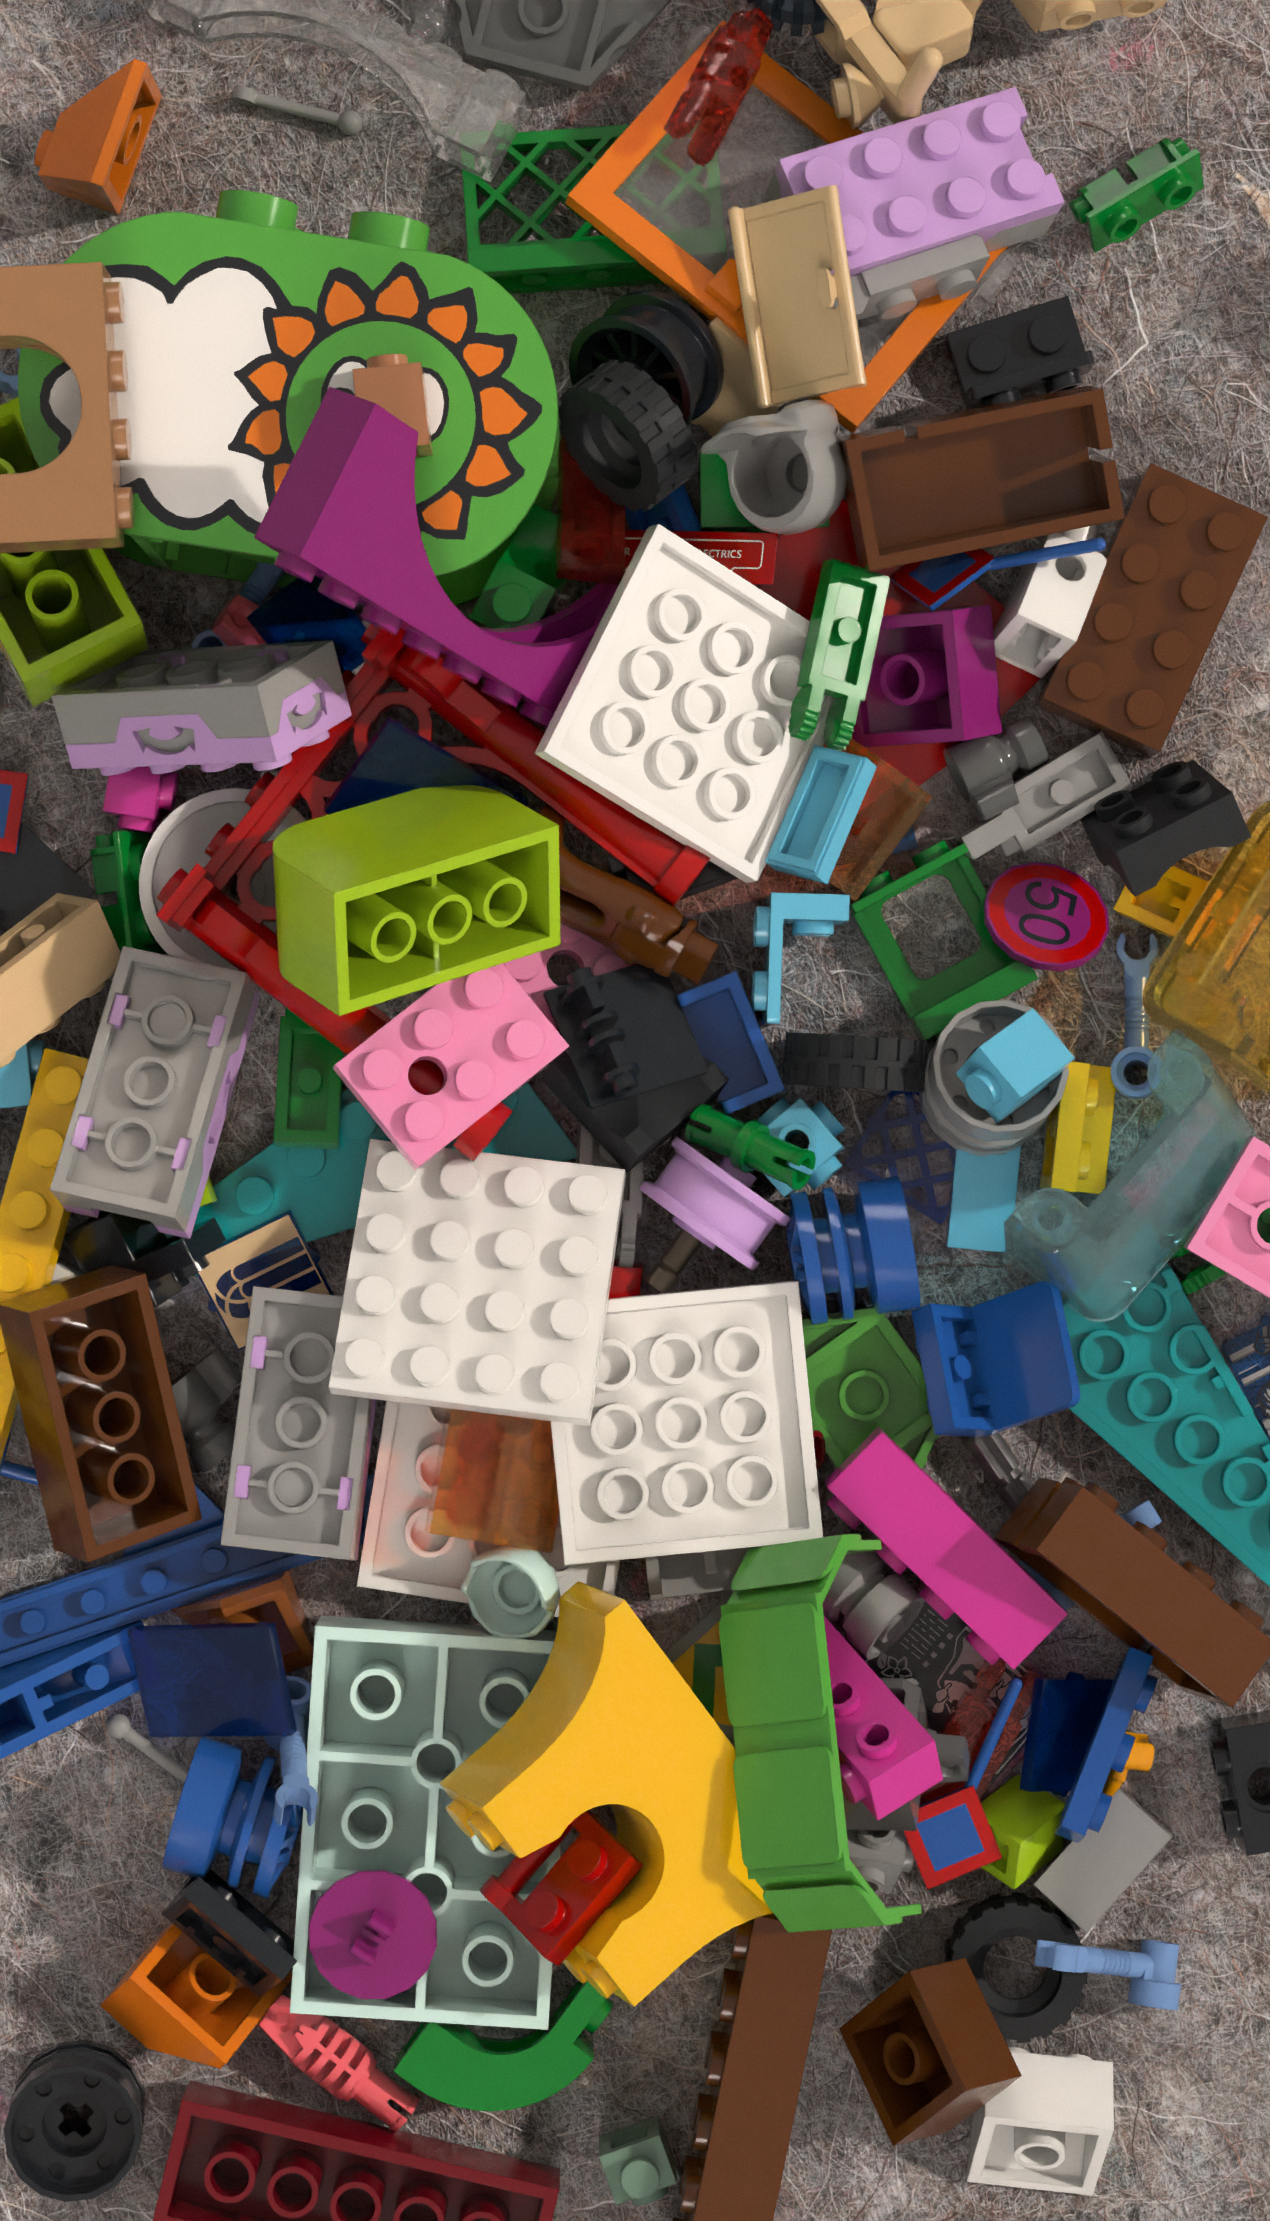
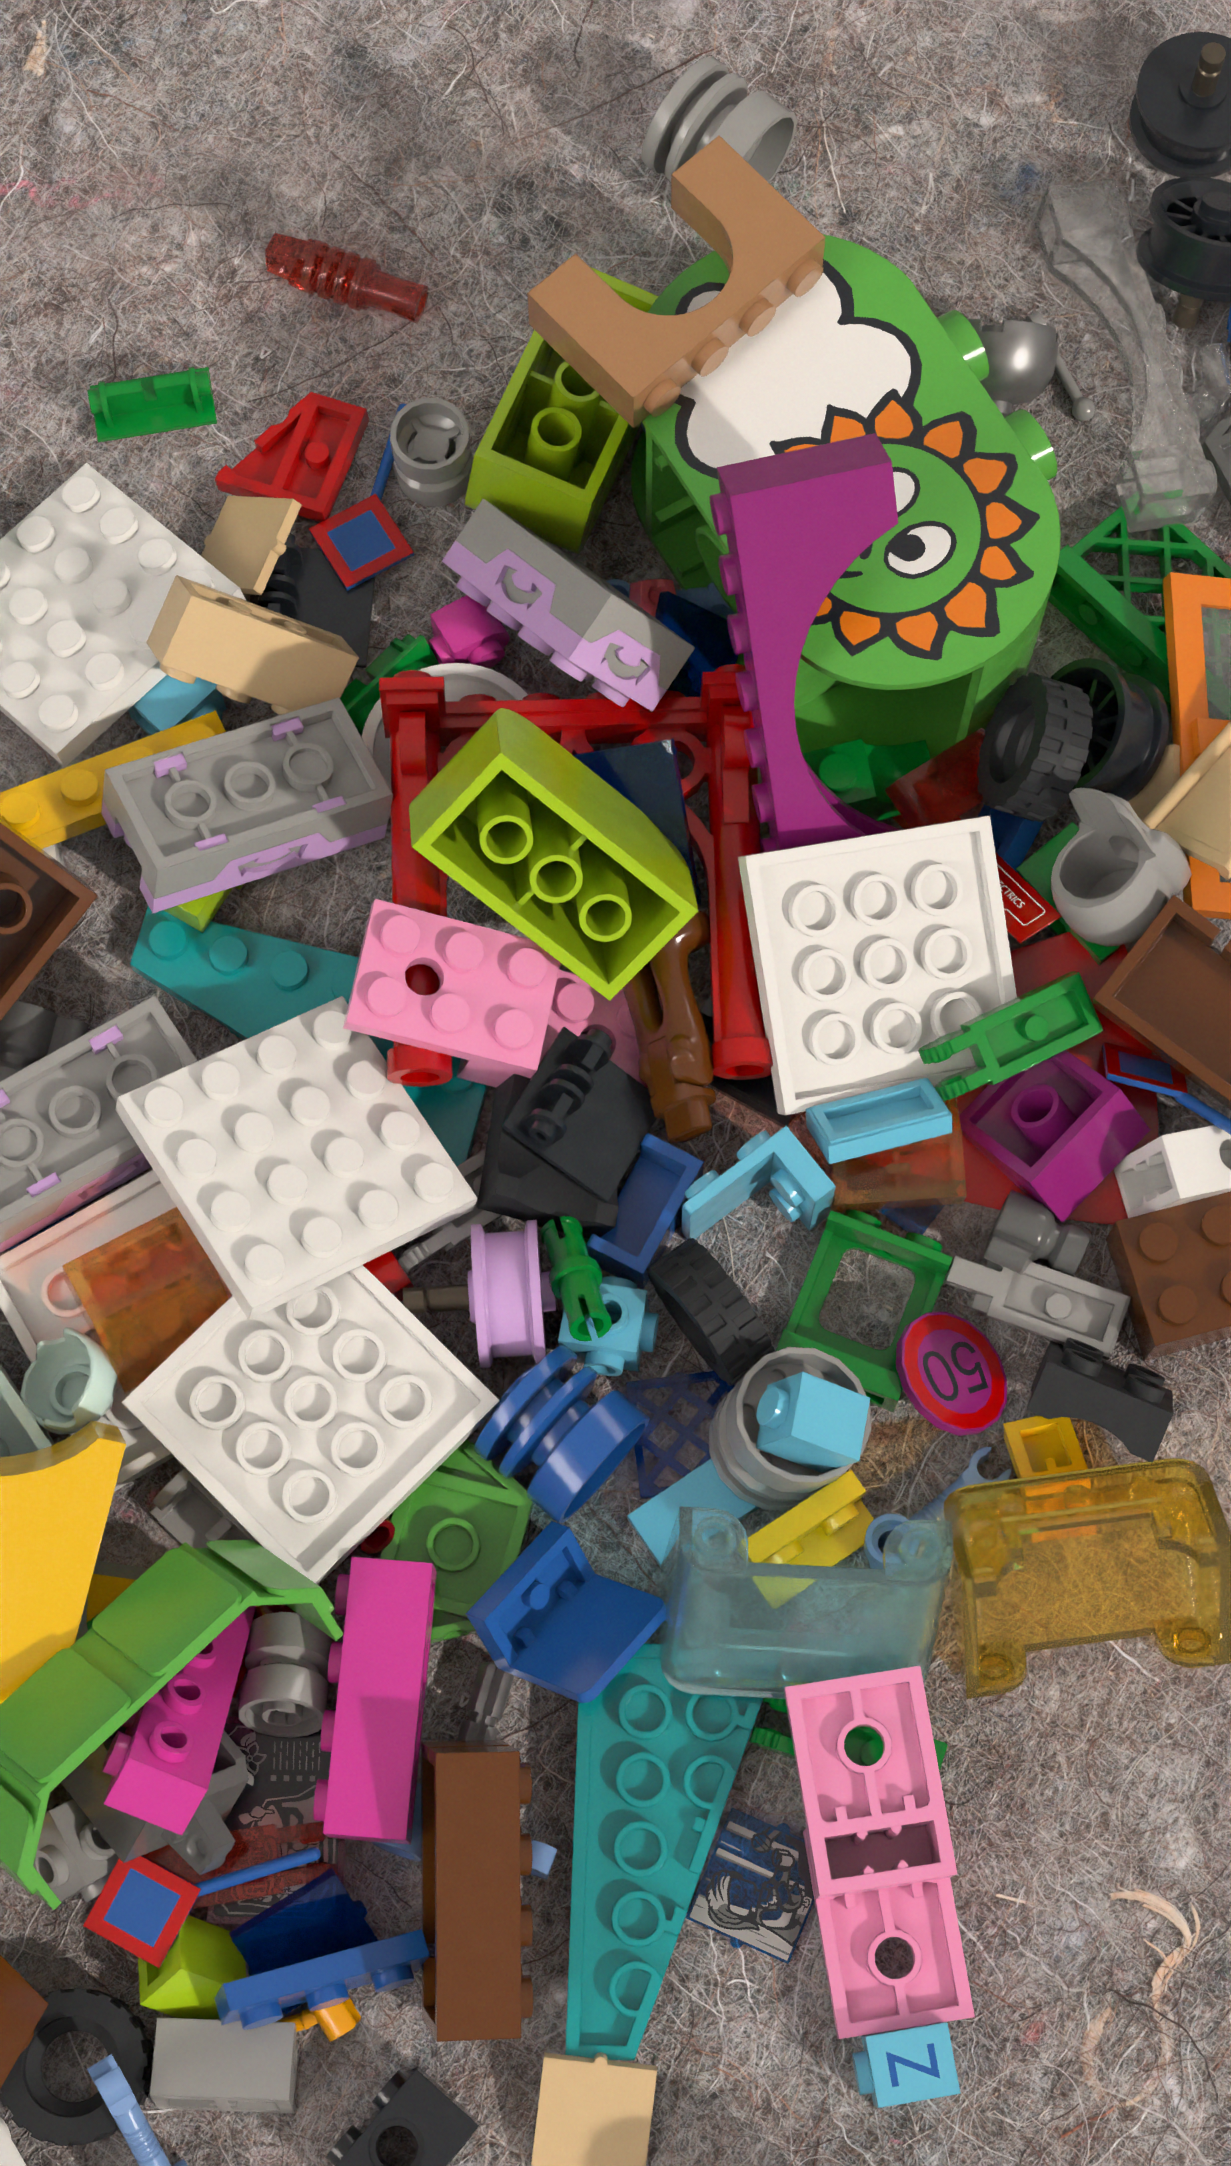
camera: 55 degrees right, 15 degrees down
(100, 139) = (930, 241): orange slope -> none
(142, 1248) = (119, 913): black brick -> none
(265, 156) = (1019, 360): none -> flat silver cylinder
(265, 1257) = (189, 998): piece -> none
(307, 1088) = (334, 928): green hinge -> none
(399, 390) = (922, 523): nougat brick -> none

